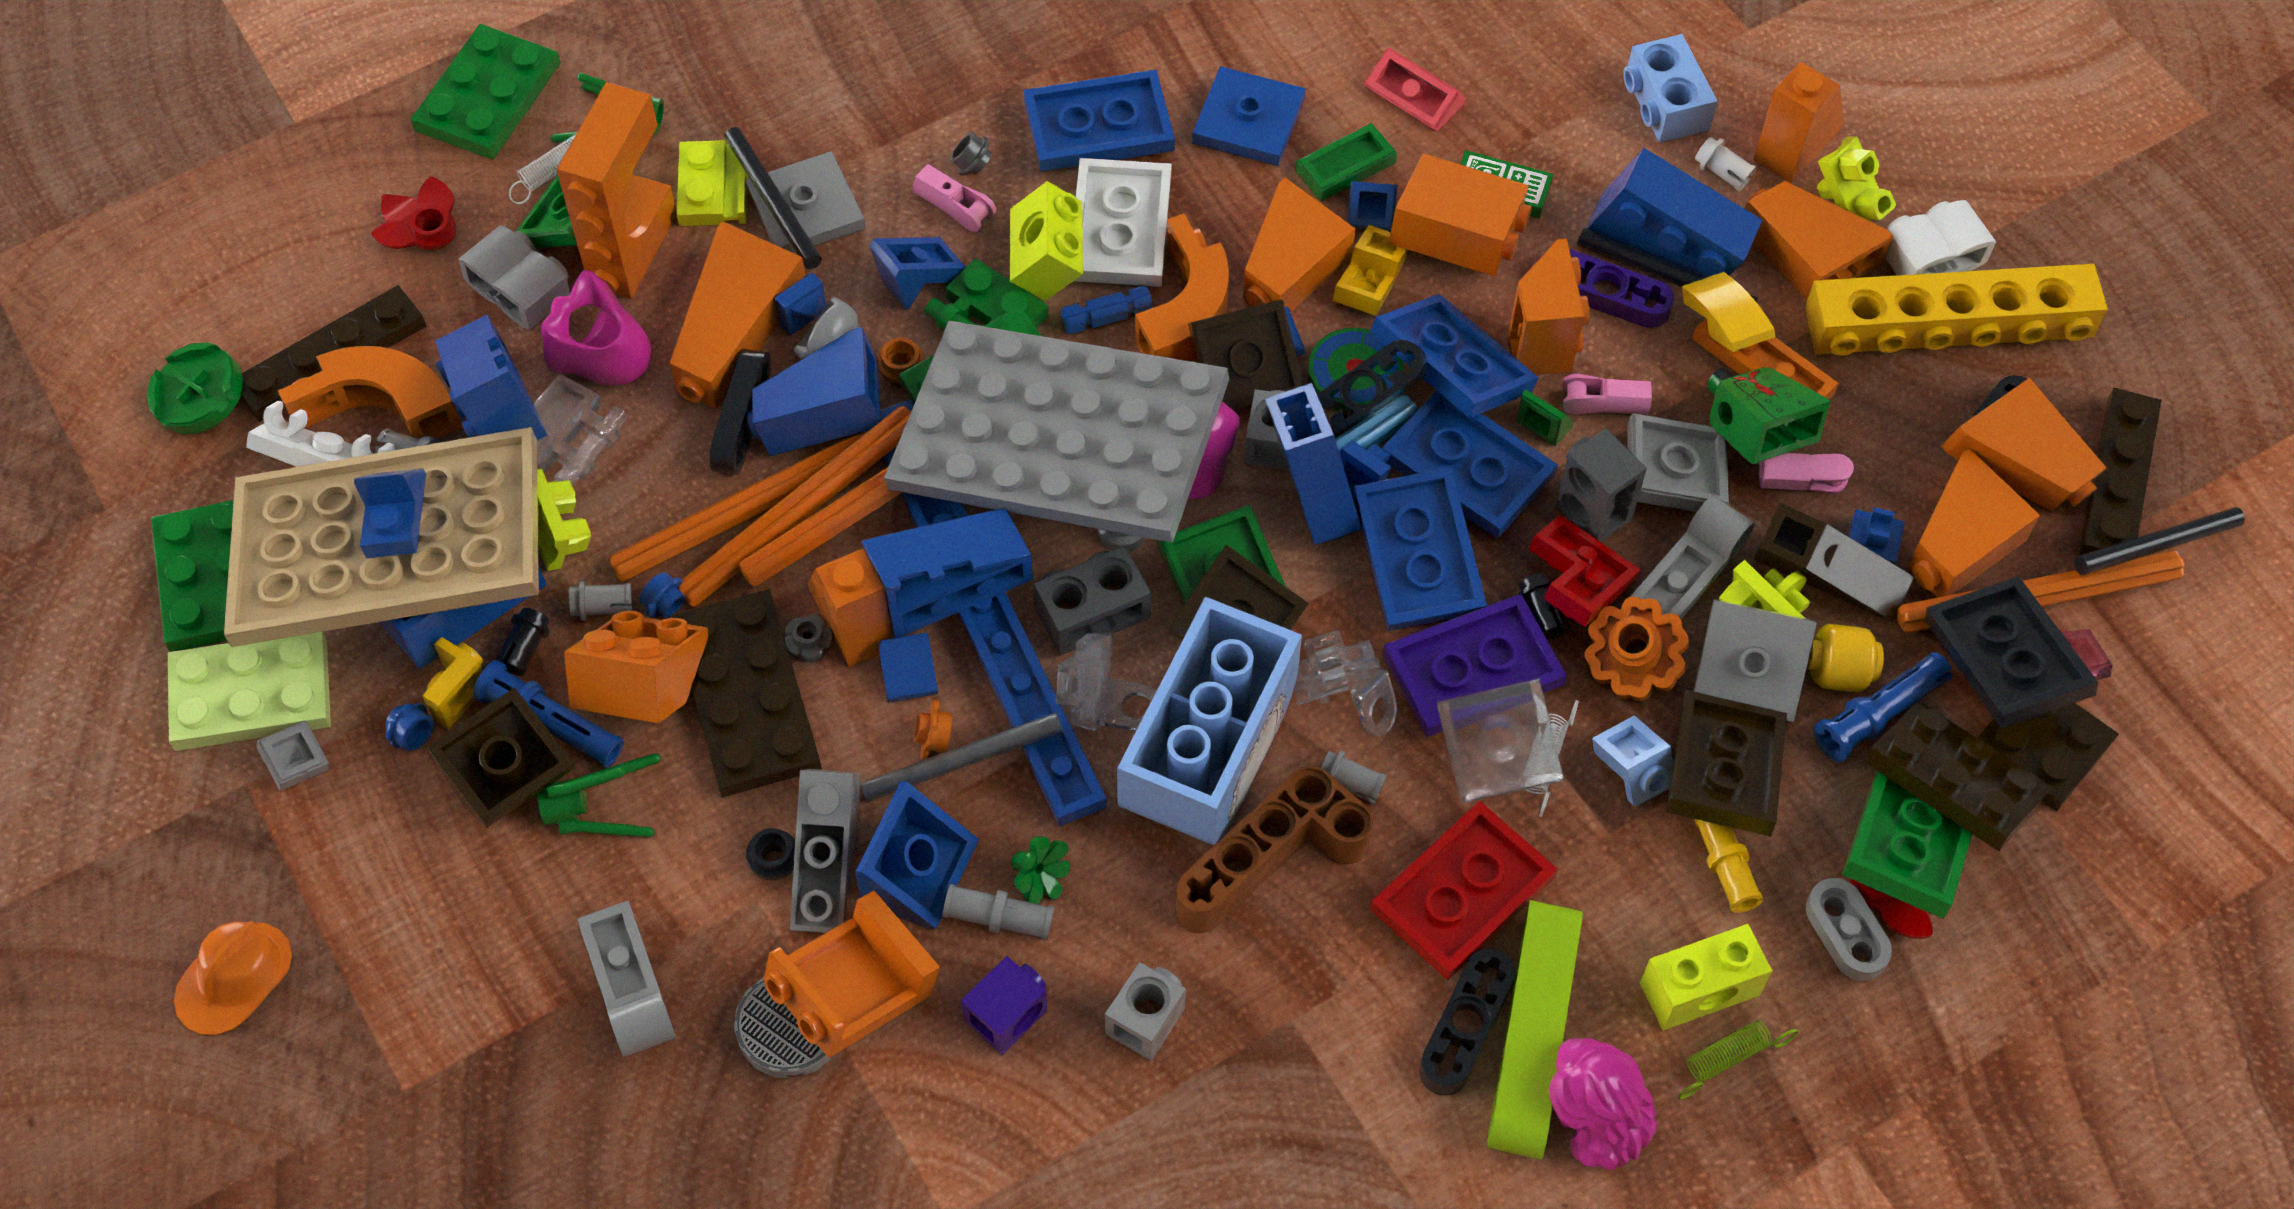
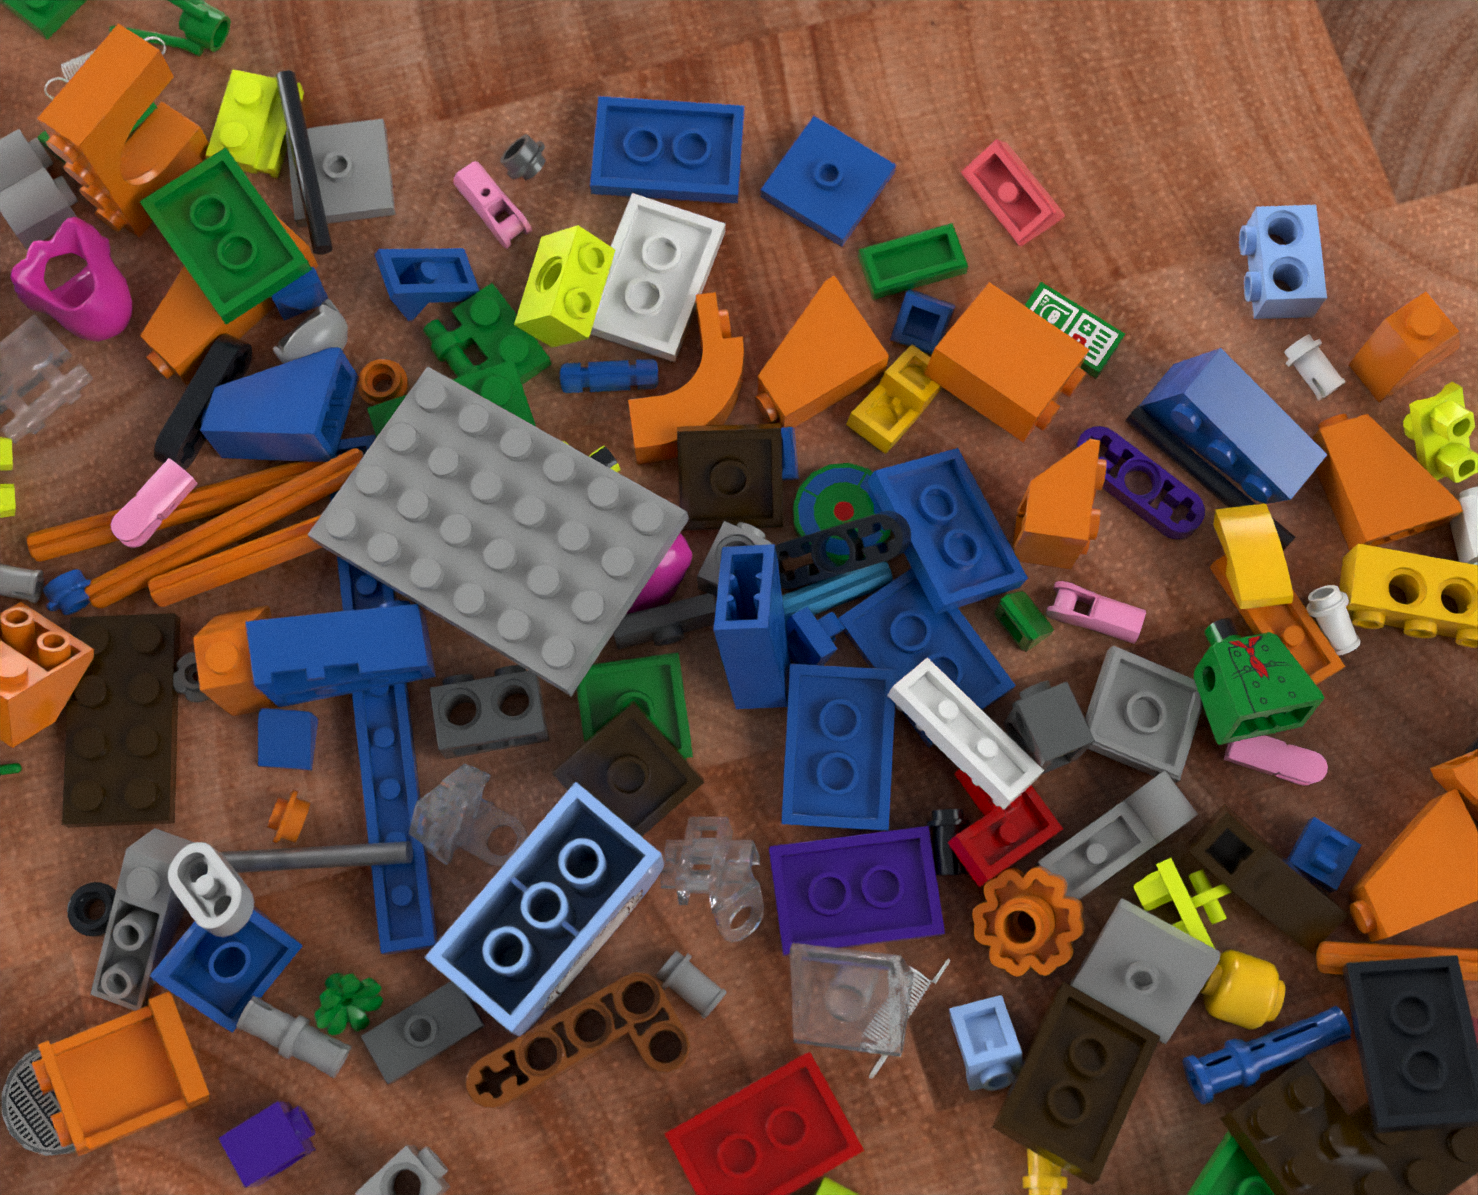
camera: 15 degrees right, 15 degrees up
(725, 497) = (153, 503): none -> bright pink bar
(728, 260) = (226, 235): none -> green plate
(895, 775) = (210, 889): none -> light grey plate
(1116, 880) = (422, 1031): none -> dark grey plate
(1228, 488) = (665, 622): none -> dark grey plate
(1529, 500) = (965, 733): none -> white plate
(1813, 347) = (1333, 618): none -> white pin

